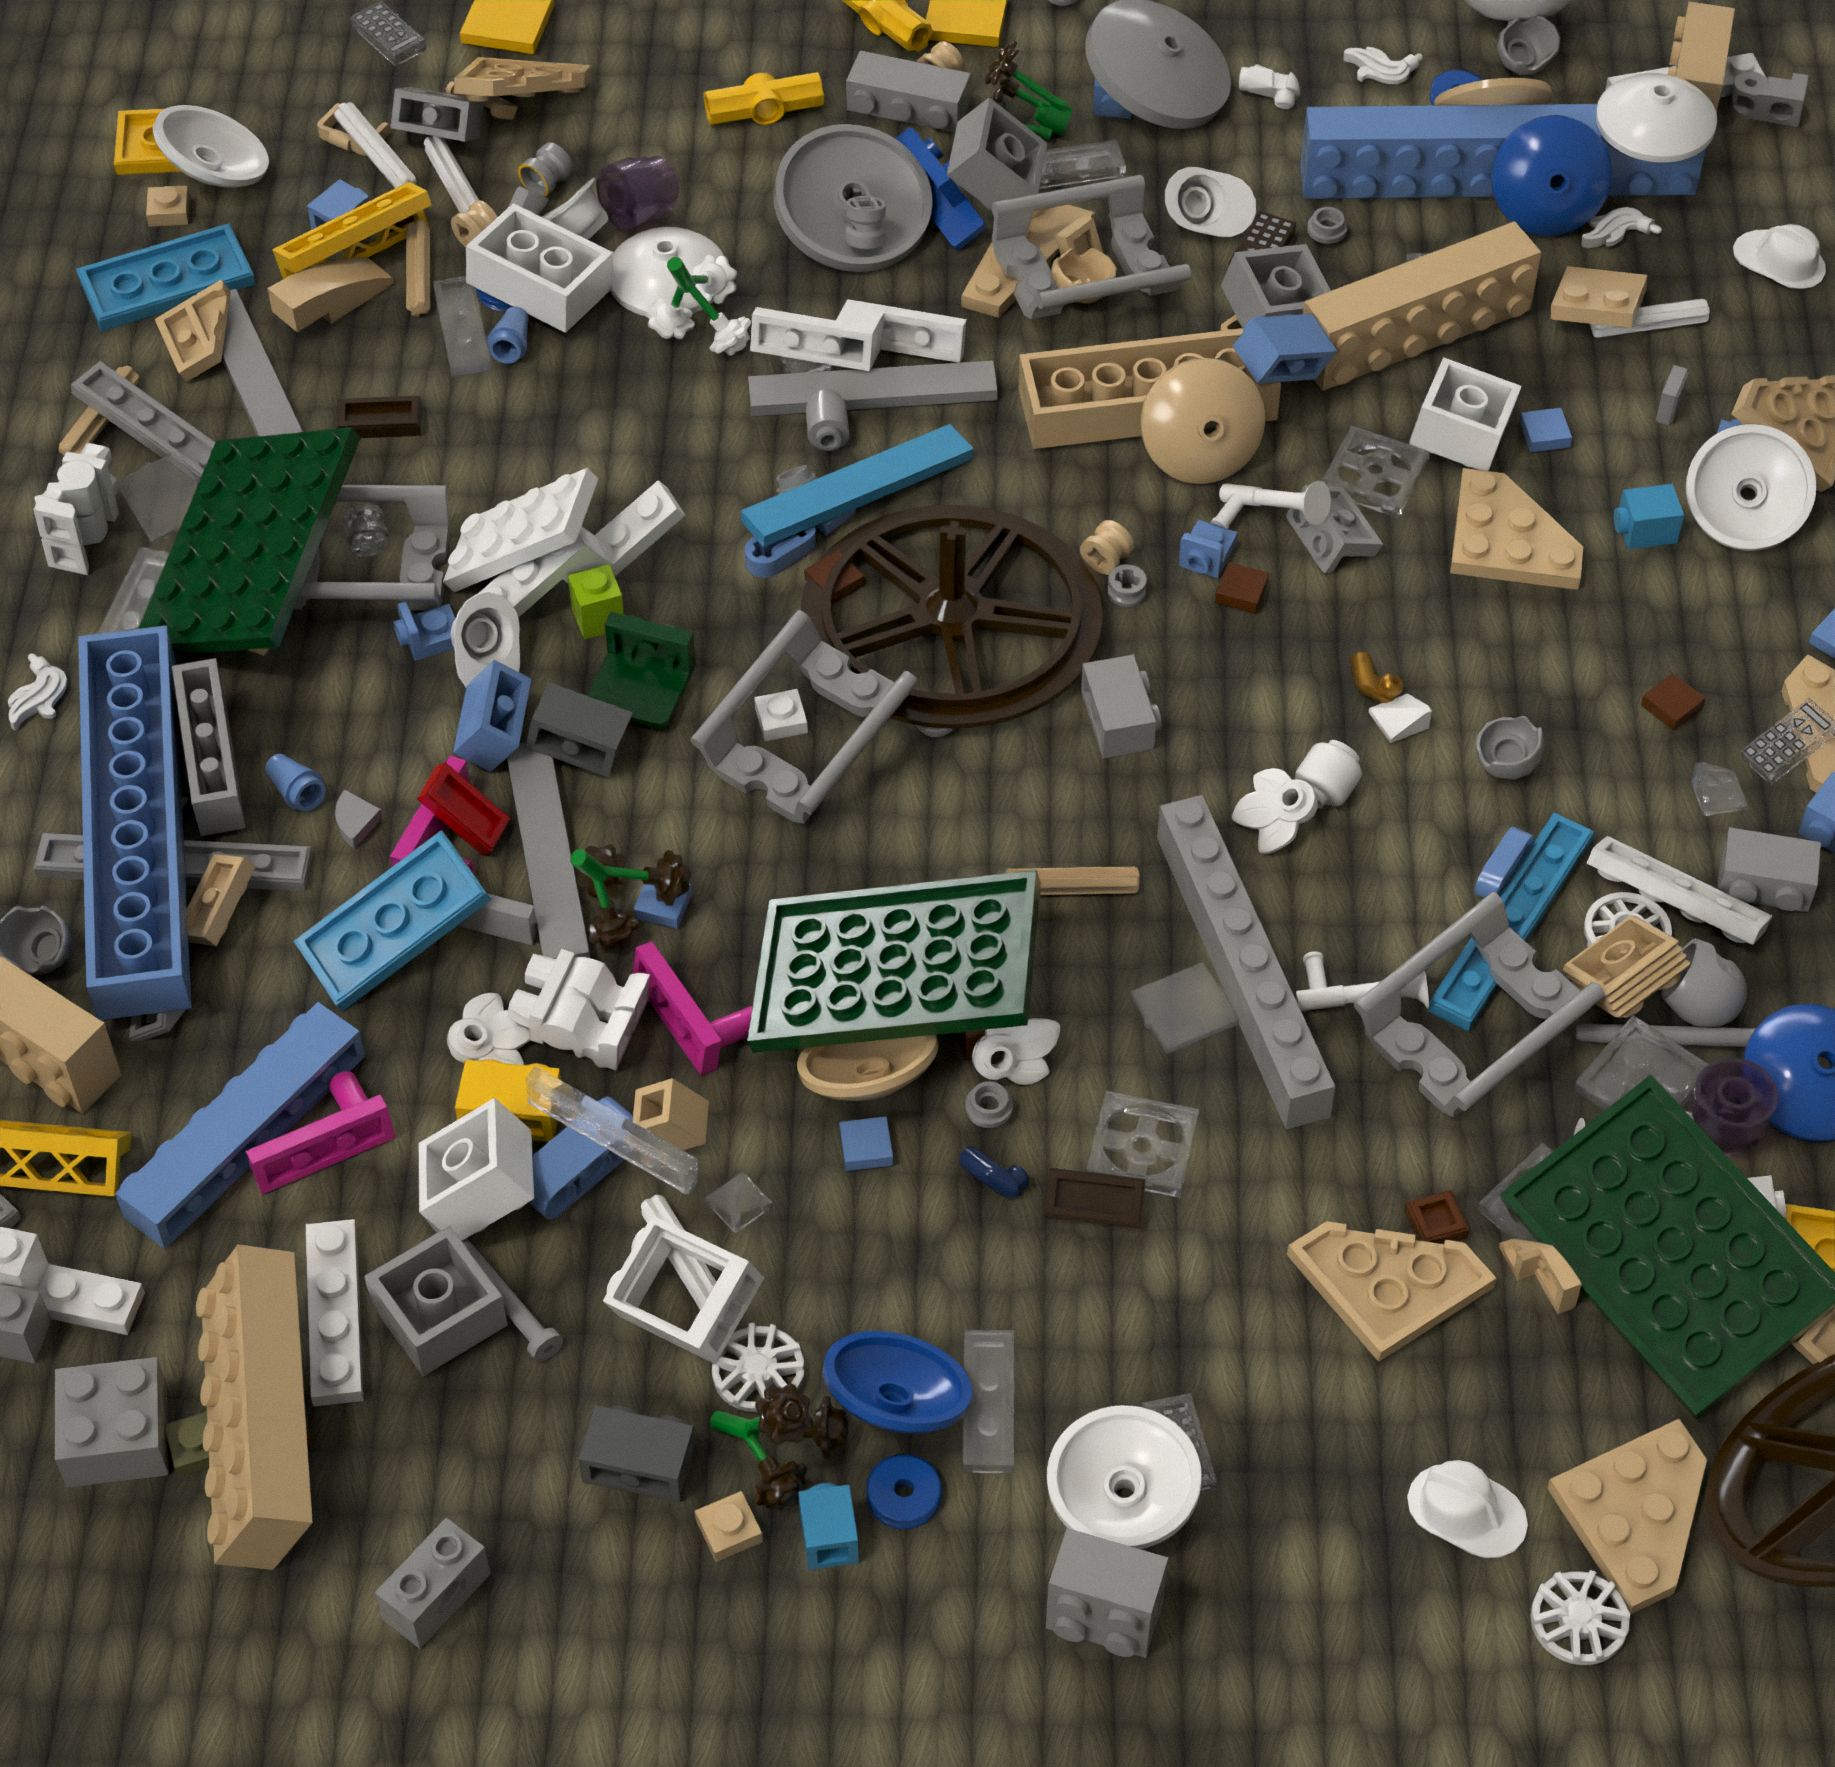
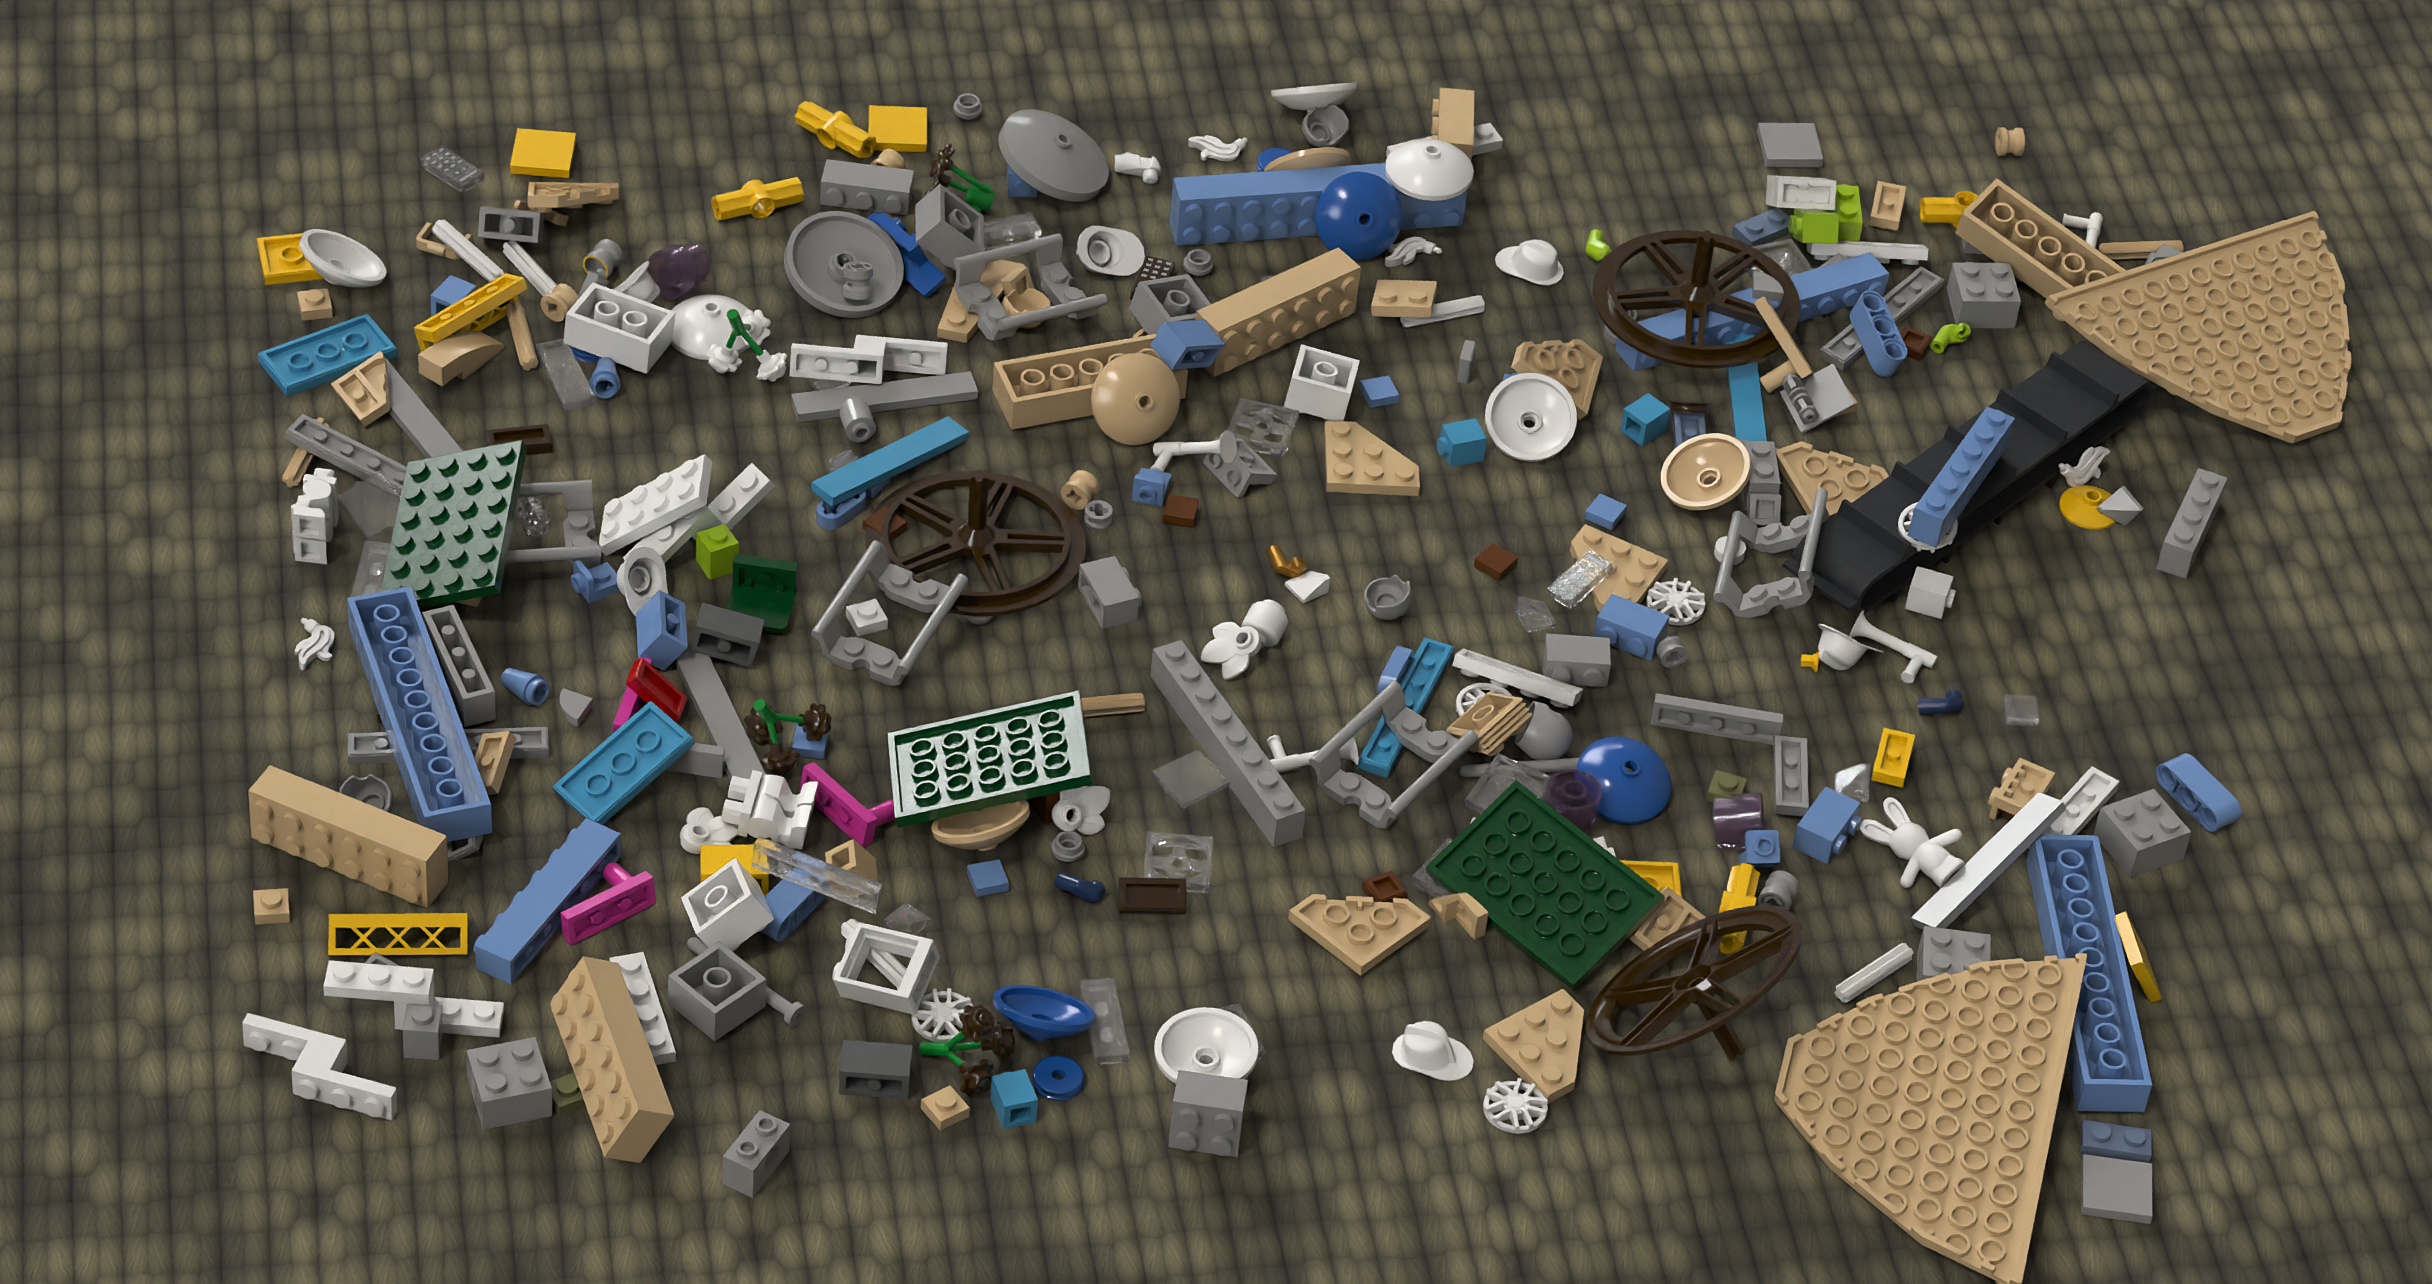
camera: 15 degrees left, 10 degrees down
(1769, 98) = (1506, 153): light grey leg -> none

